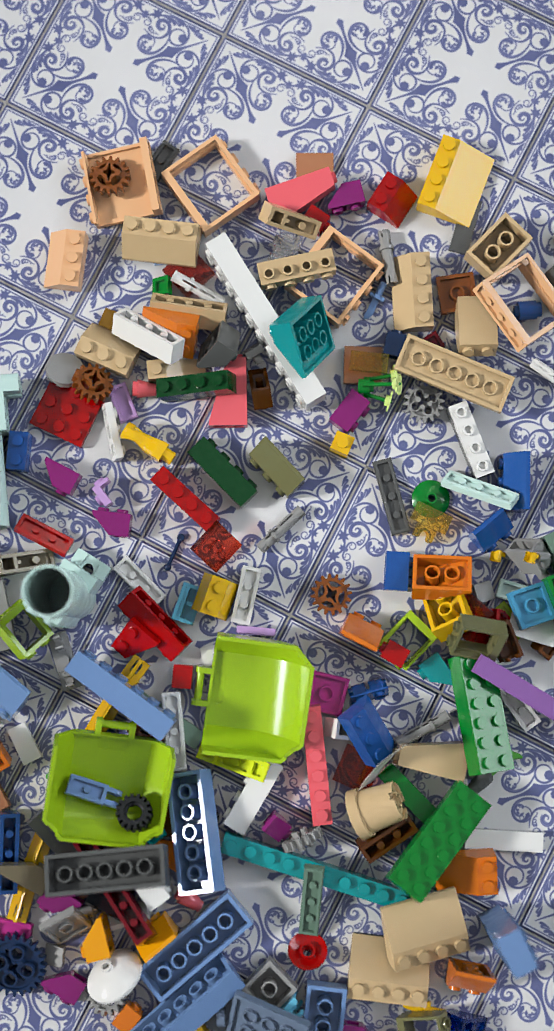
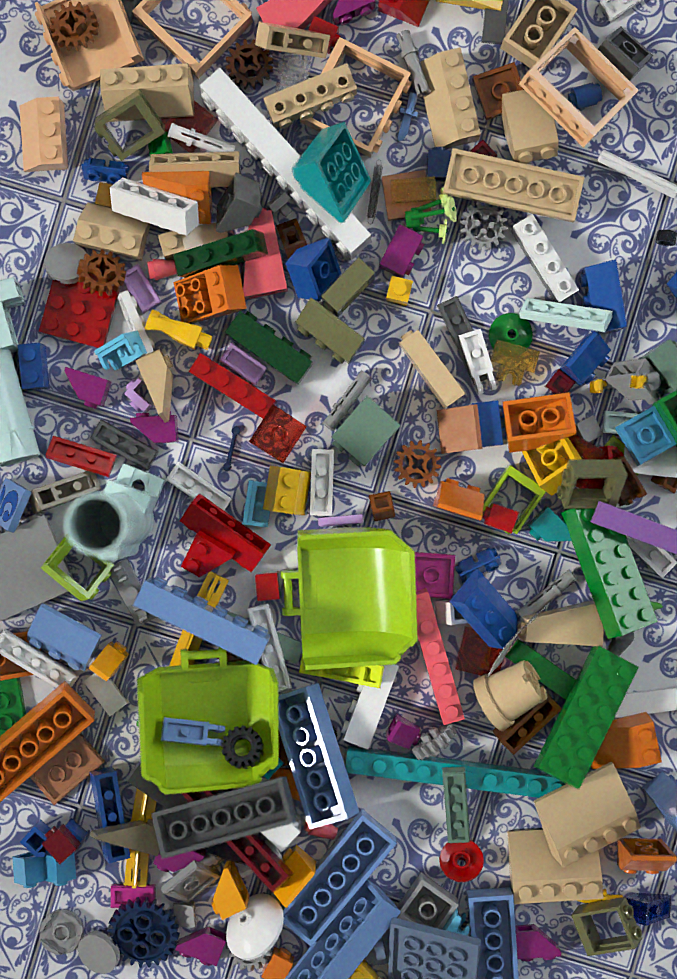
camera: 15 degrees left, 5 degrees up
(33, 715) = (109, 660): none -> light orange slope
(83, 532) = (124, 444): none -> dark grey tile
(96, 451) = (121, 350): none -> medium azure hinge
(104, 297) = (95, 170): none -> blue hinge
(123, 482) = (158, 380): none -> tan slope
(156, 254) = (138, 99): none -> olive window
(181, 418) = (210, 294): none -> orange slope
(198, 482) = (243, 364): none -> lavender tile
(250, 224) = (244, 72): none -> reddish brown gear
(272, 413) = (313, 269): none -> blue slope
(291, 558) = (365, 432): none -> sand green slope
(294, 625) = (382, 506): none -> dark orange slope
(298, 433) = (348, 287): none -> olive window
(338, 357) = (379, 172): none -> dark grey piece
(357, 515) = (431, 368): none -> tan slope
(372, 571) = (459, 429): none -> nougat tile
(398, 513) = (477, 358): none -> white hinge
(465, 547) = (560, 383): none -> dark red tile

